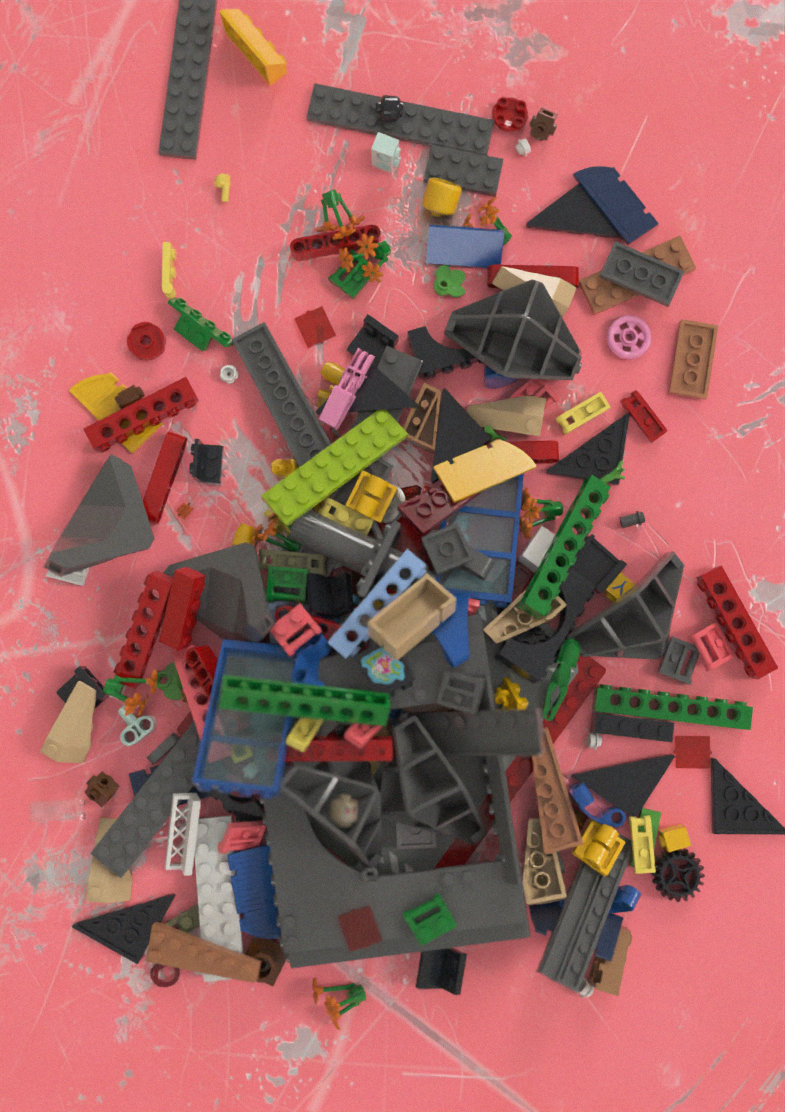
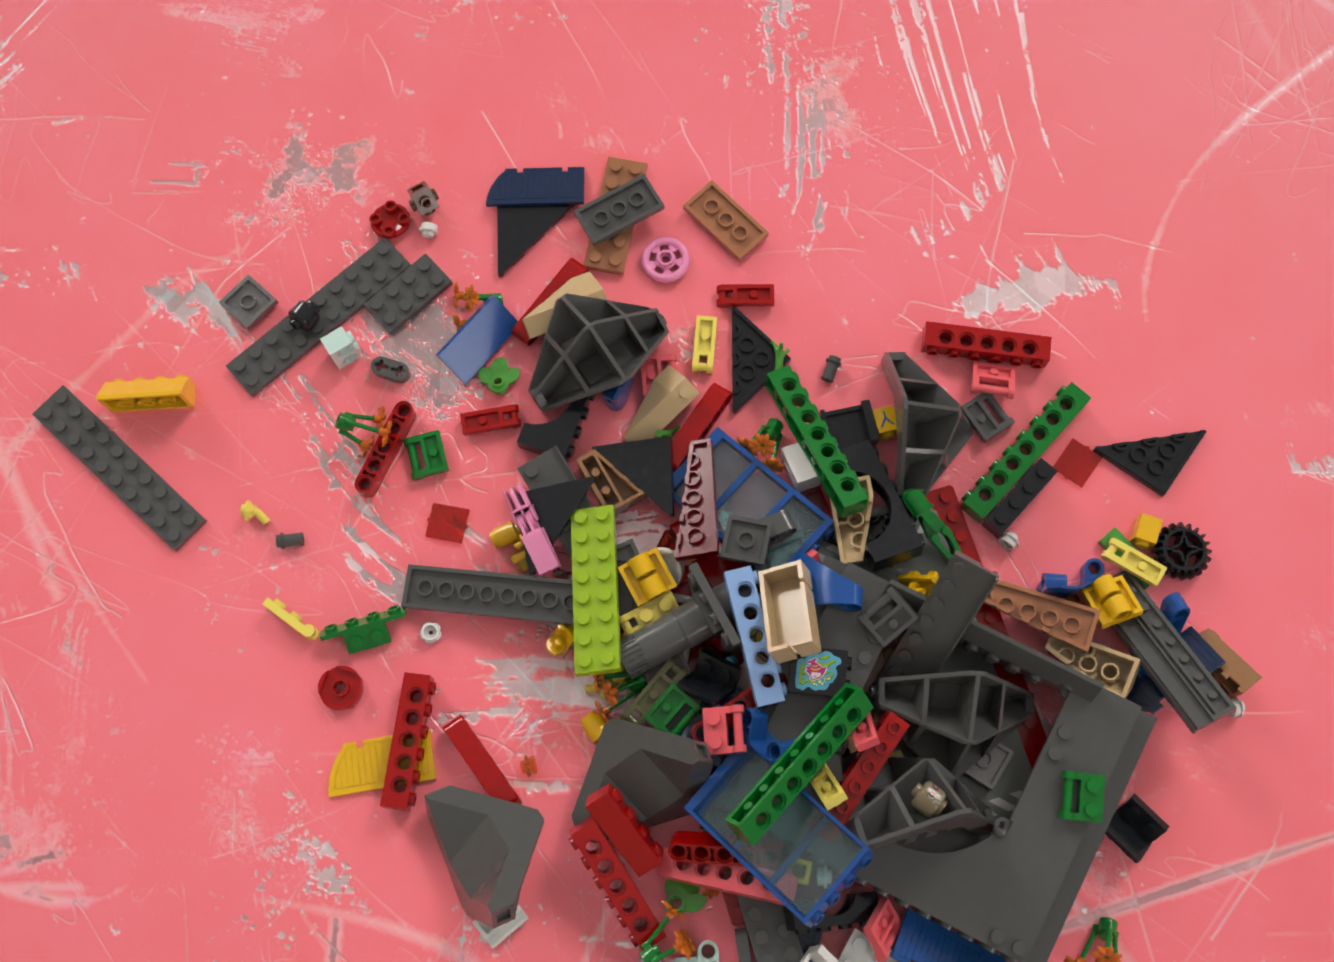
camera: 50 degrees left, 10 degrees down
(129, 396) = (381, 740): reddish brown brick -> none
(206, 462) = (501, 710): black bracket -> none
(220, 223) = (287, 540): none -> dark grey pin
(360, 928) = (1048, 871): clear red piece -> none
(372, 62) = (248, 302): none -> flat silver plate
(373, 339) = (499, 476): black bracket -> none
(377, 250) = (418, 420): orange plant -> none
(393, 202) = (391, 365): none -> dark grey beam
(411, 300) = (490, 419): none -> red plate
(441, 197) = (418, 328): yellow head -> none
(482, 469) = (693, 462): yellow piece -> none
(627, 783) = (1068, 539): black tile -> none

